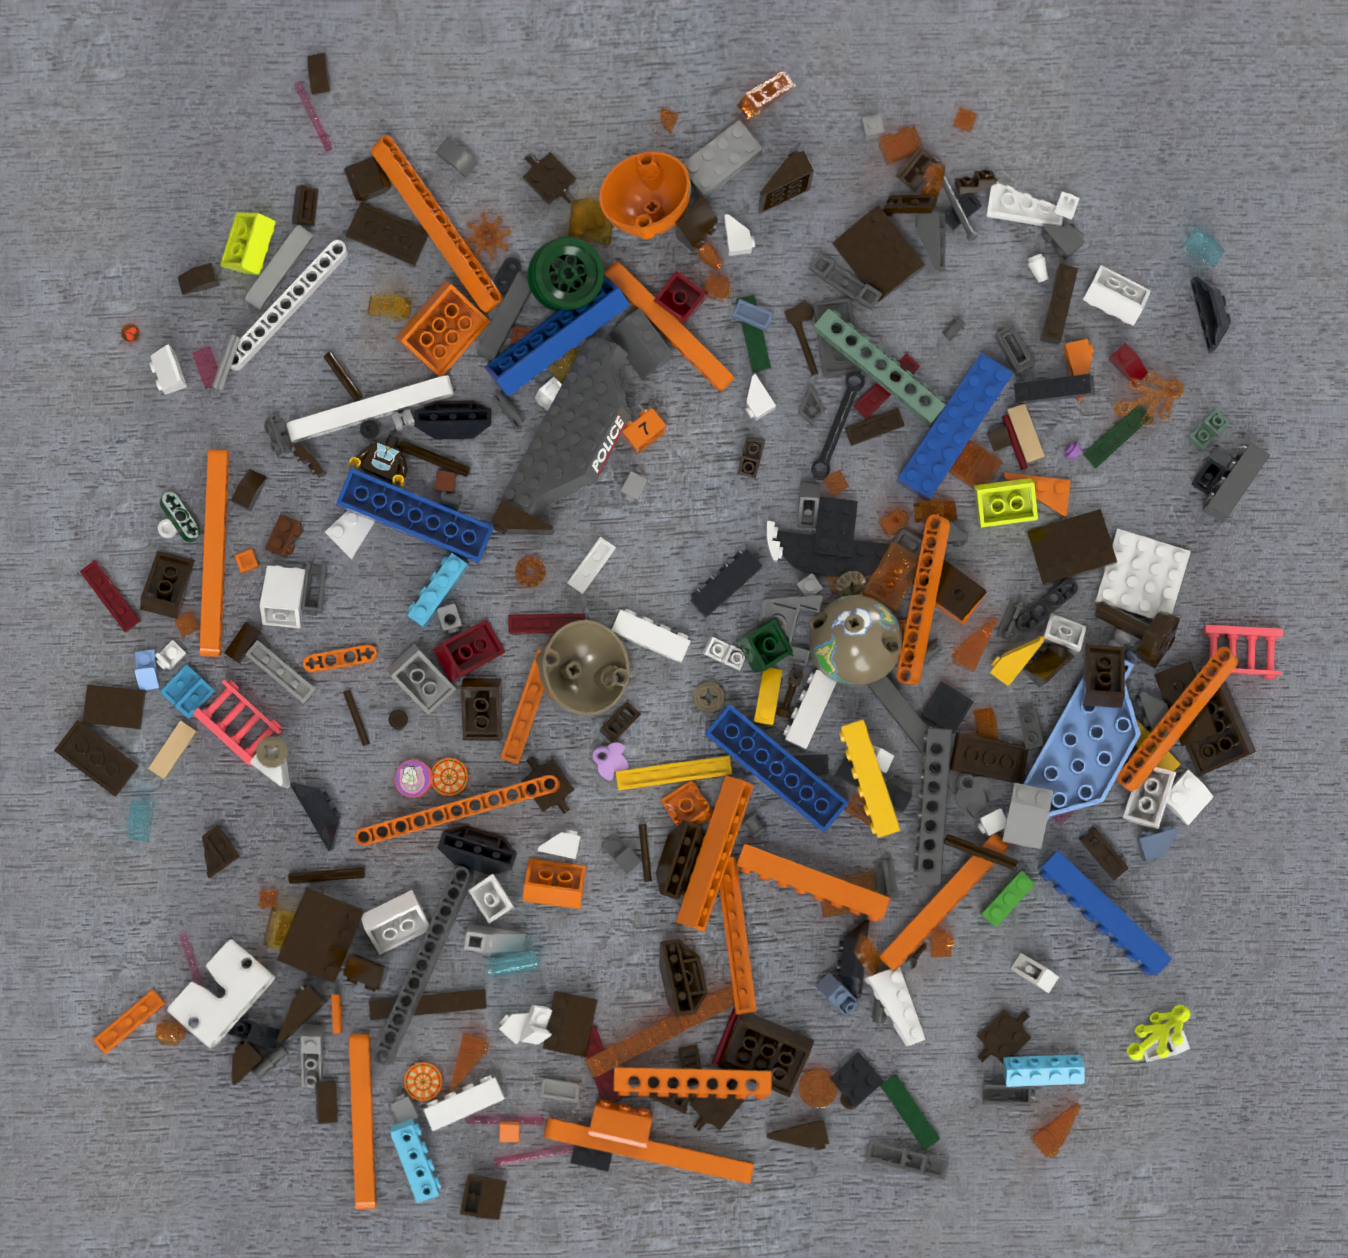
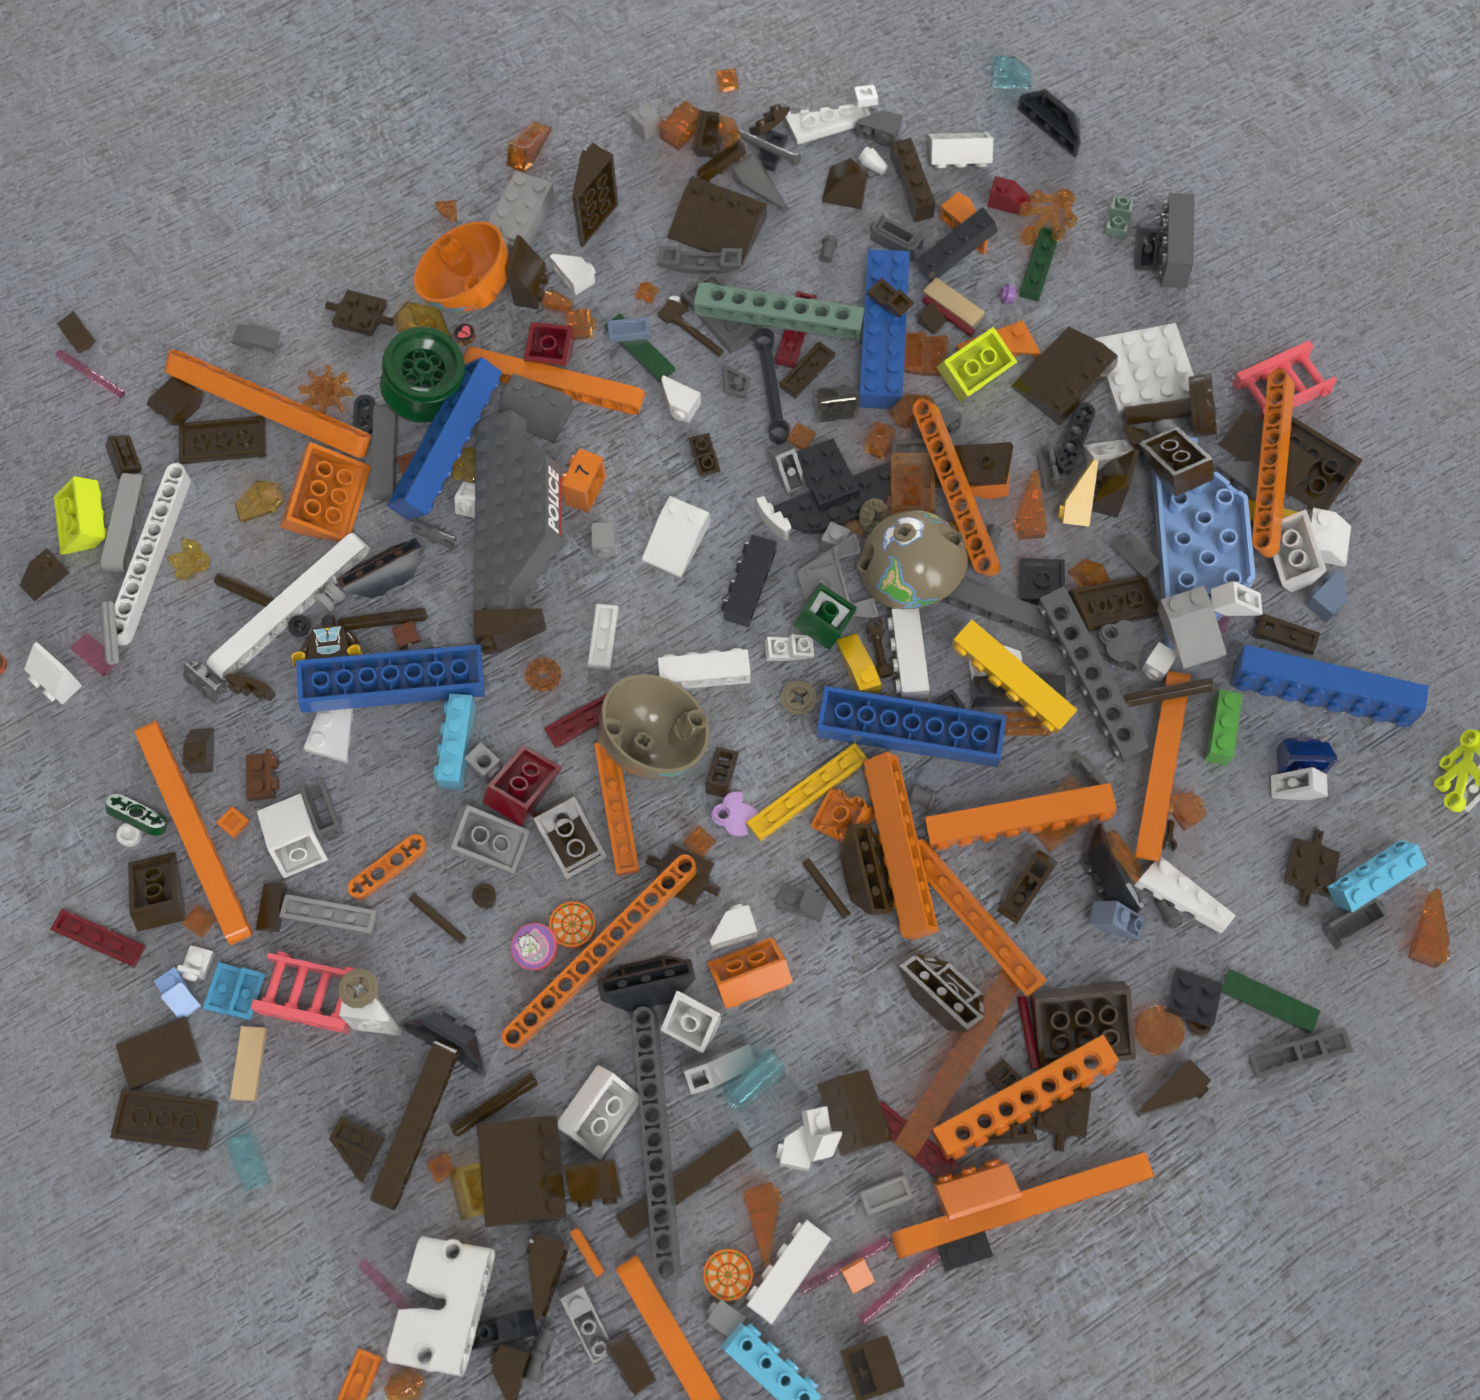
camera: 25 degrees left, 15 degrees down
(265, 861) = (415, 1124): none -> dark brown beam
(312, 324) = (187, 560): none -> clear yellow plate
(573, 766) = (699, 842): none -> clear orange tile
(622, 244) = (464, 334): none -> tile
(690, 516) = (676, 536): none -> white slope
(781, 286) = (646, 287): none -> clear orange plate
(789, 934) = (1027, 886): none -> dark brown slope
(878, 471) = (836, 403): none -> clear smoke slope
(970, 410) = (889, 299): none -> dark brown slope
(1003, 277) = (846, 184): none -> dark brown slope
(1052, 955) = (1299, 755): none -> clear blue slope
(1073, 813) = (1236, 600): none -> white slope
(1092, 635) = (1135, 436): none -> dark brown slope

